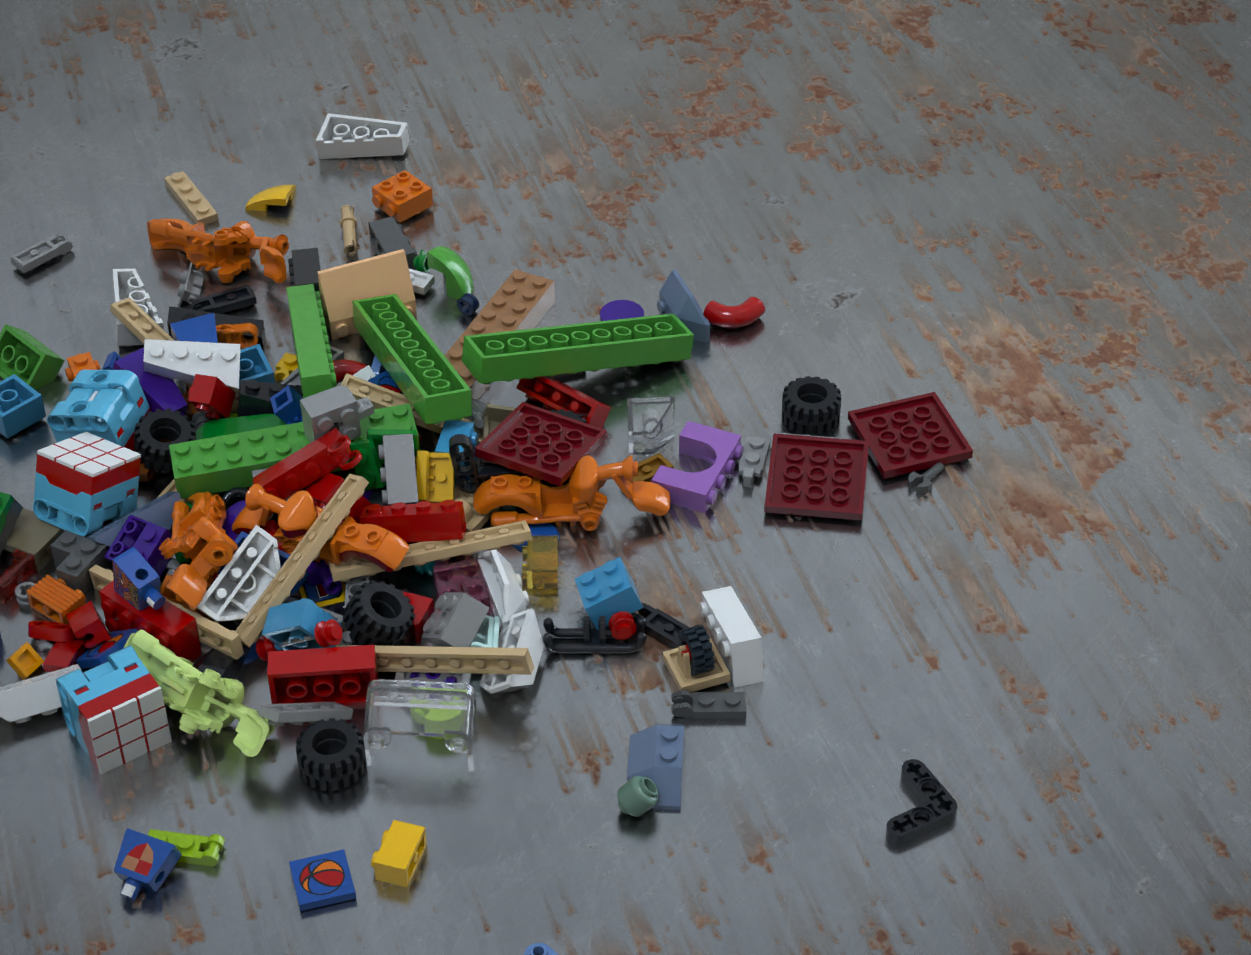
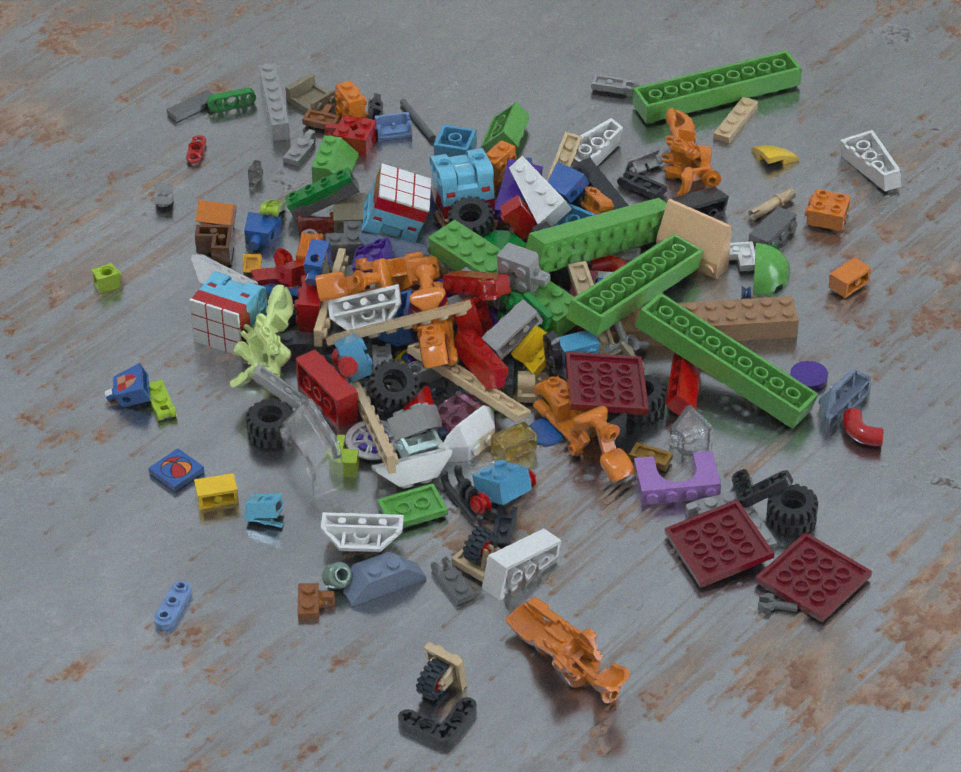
camera: 60 degrees right, 0 degrees up
(133, 186) = (717, 86): none -> bright green brick
(469, 818) = (263, 508): none -> medium azure piece
(514, 226) = (849, 277): none -> orange brick
(569, 689) = (415, 504): none -> bright green plate
(590, 740) = (361, 531): none -> white wedge
(648, 840) = (312, 599): none -> dark orange hinge
(773, 416) = (750, 493): none -> black beam
(860, 765) = (440, 672): none -> plate
(902, 641) = (572, 649): none -> orange piece

